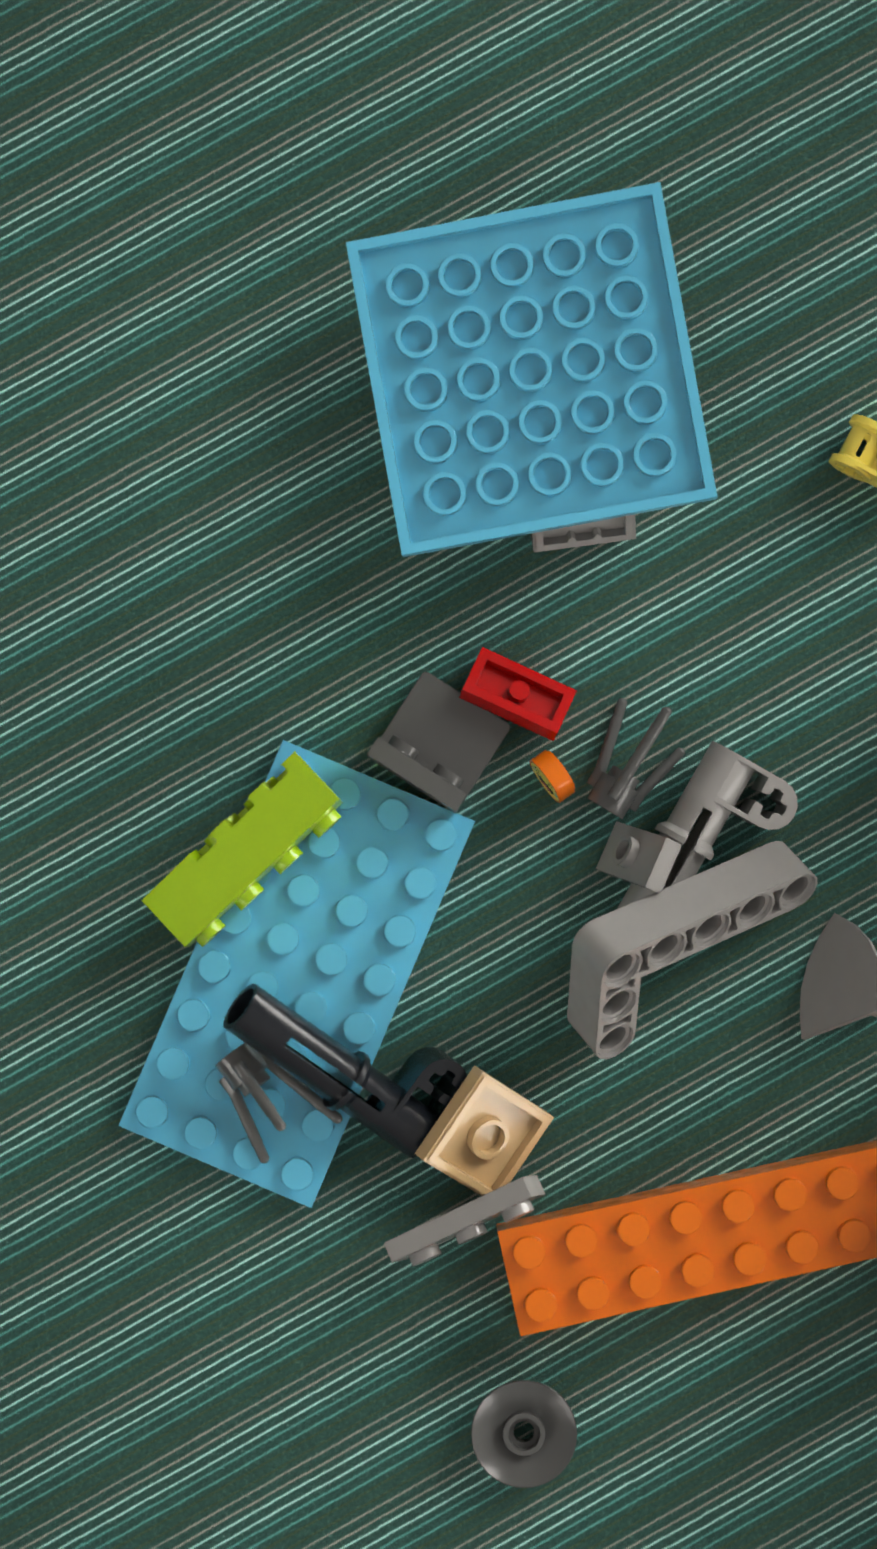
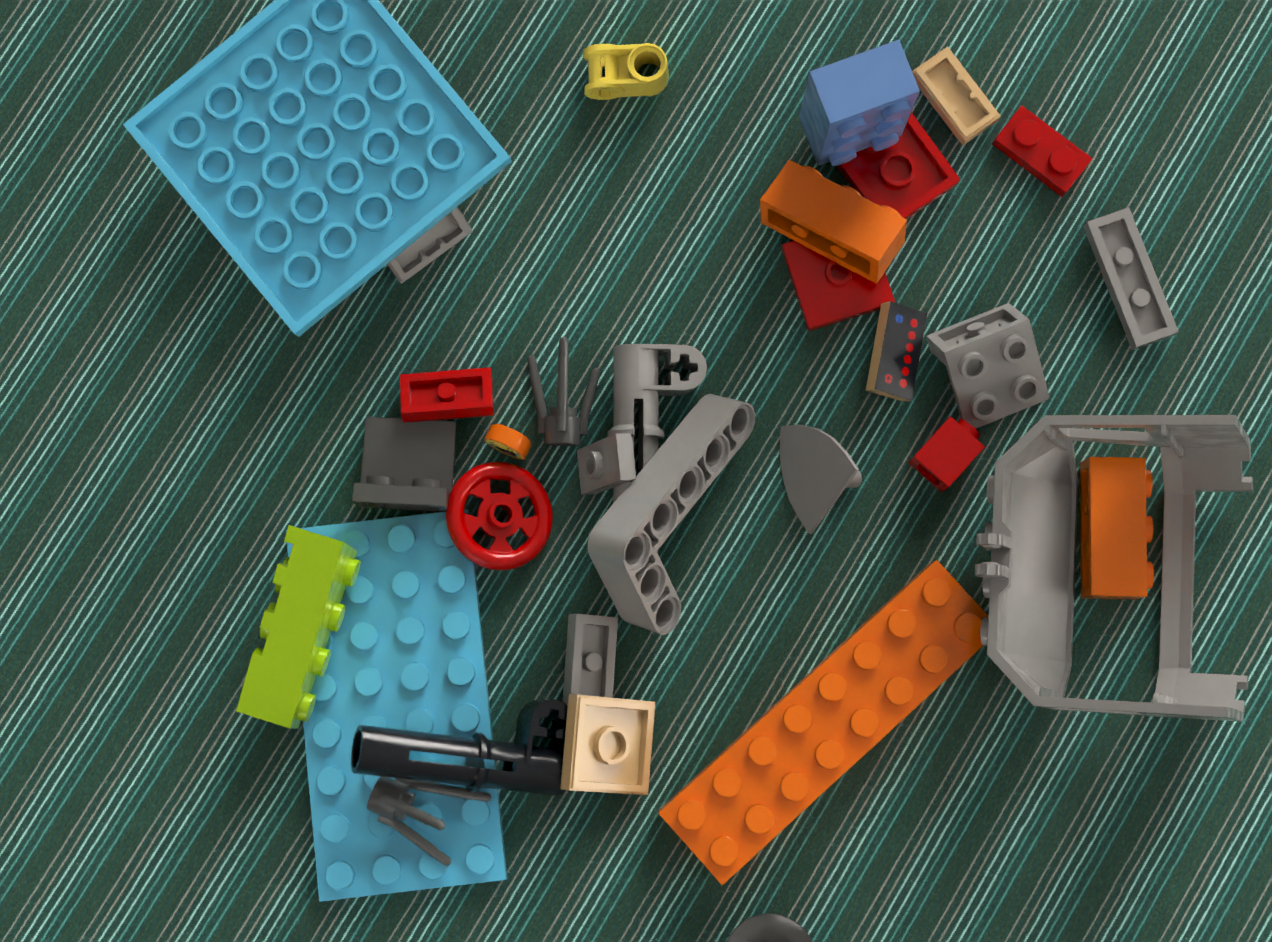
camera: 30 degrees left, 5 degrees down
(462, 838) = (463, 526): none -> red plate
(466, 1221) = (630, 819): light grey plate -> none
(514, 1037) = (590, 656): none -> light grey plate

